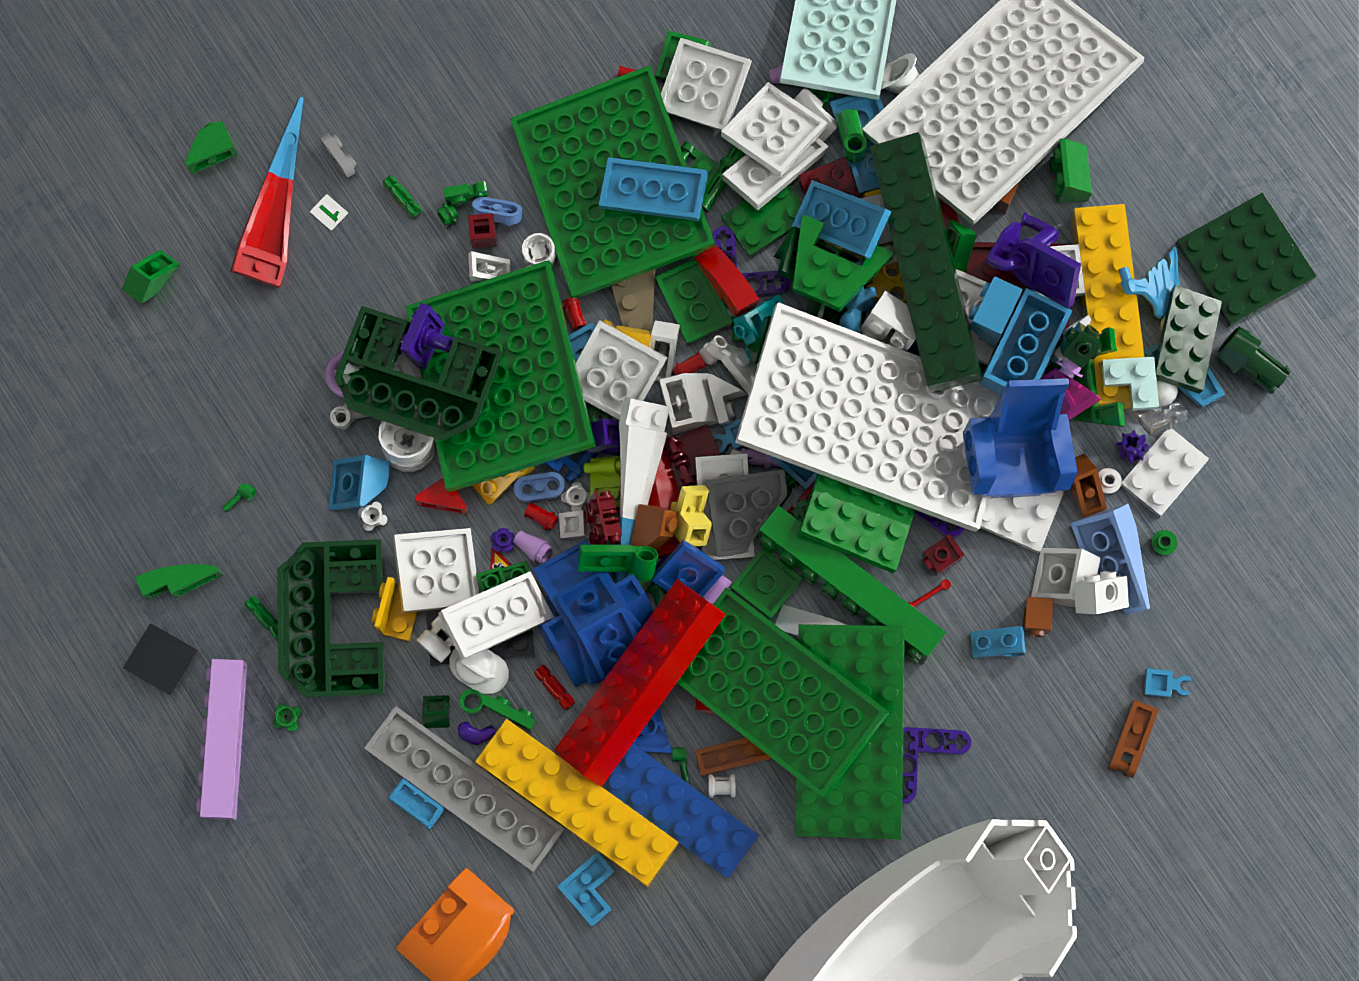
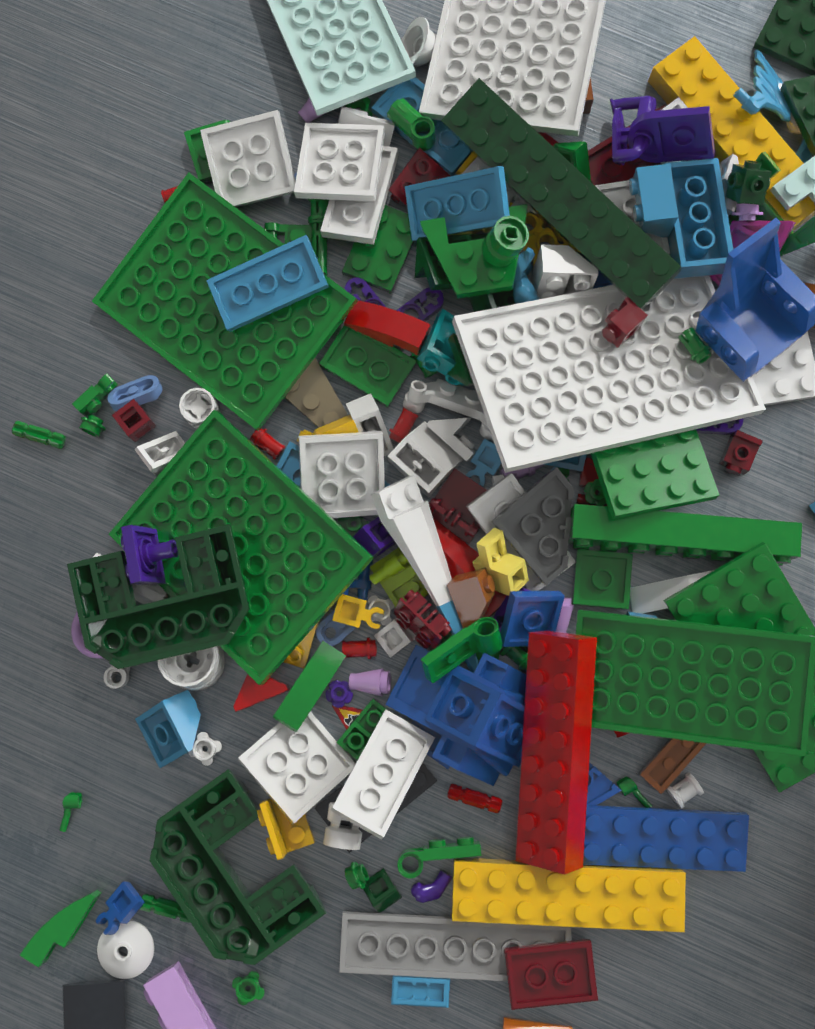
camera: 30 degrees left, 5 degrees up
(224, 635) = (139, 946): none -> white dish
(232, 594) = (122, 907): none -> blue plate
(425, 685) = (356, 875): none -> green plate
(481, 672) = (404, 831): white piece -> none
(483, 518) = (309, 686): none -> green slope
(524, 853) = (551, 974): none -> dark red tile
(554, 482) = (352, 612): none -> yellow plate
(581, 887) = (622, 970): dark azure plate -> none
(853, 269) = (505, 241): none -> green wheel
(907, 390) = (623, 322): none -> dark red brick
(944, 585) = (756, 478): red hinge -> none
(955, 445) = (699, 351): none -> green pin
(1071, 172) = (626, 39): green slope -> none

